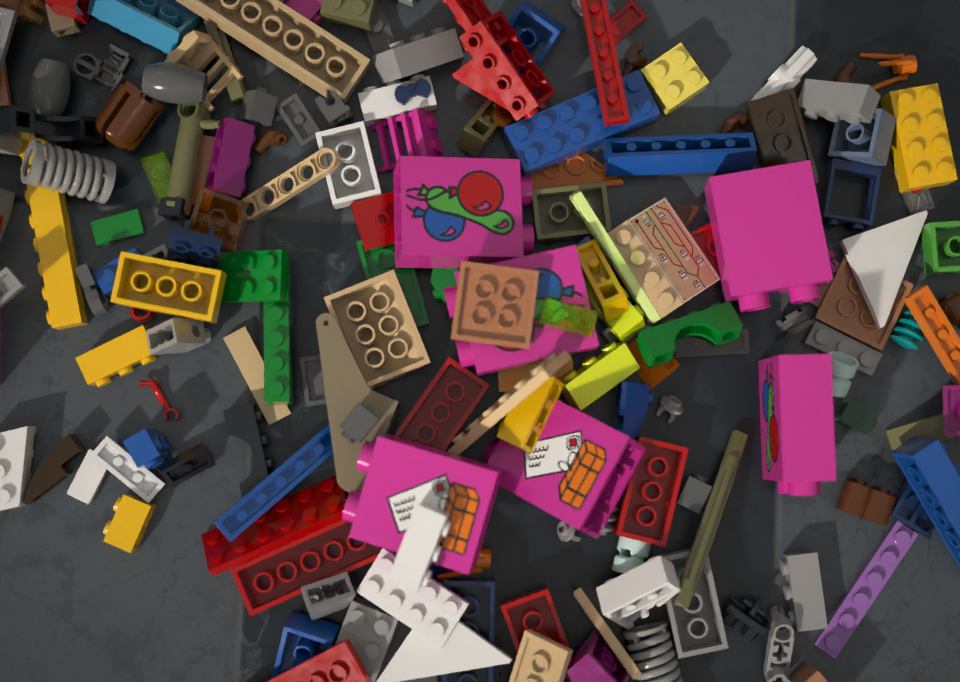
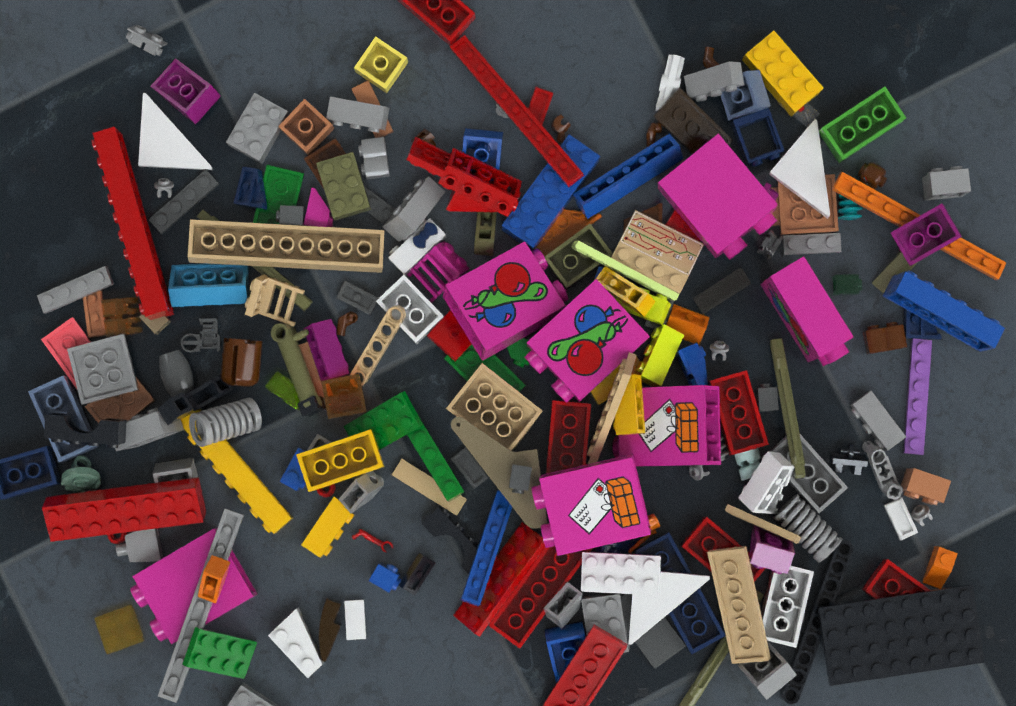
camera: 30 degrees left, 0 degrees up
(94, 296) = (281, 490): dark grey piece -> none
(118, 227) = (276, 441): green tile -> none
(121, 465) = (379, 599): white plate -> none
(128, 523) = (400, 635): yellow brick -> none
(174, 83) = (263, 321): dark grey piece -> none
(194, 247) = (342, 424): dark blue plate -> none
(258, 107) = (325, 304): dark grey brick -> none
(335, 114) = (381, 279): dark grey hinge -> none
(420, 547) = (609, 534): white brick -> none
(495, 305) = (566, 349): nougat plate -> none
(502, 116) = (495, 218): reddish brown tile -> none
(568, 317) = (619, 329): clear neon green slope -> none
(674, 79) = (595, 126): light yellow brick -> none
(716, 323) = (718, 276): green arch -> none
(843, 369) = (817, 259): light aqua wheel -> none
(901, 65) = (742, 29): orange plant -> none

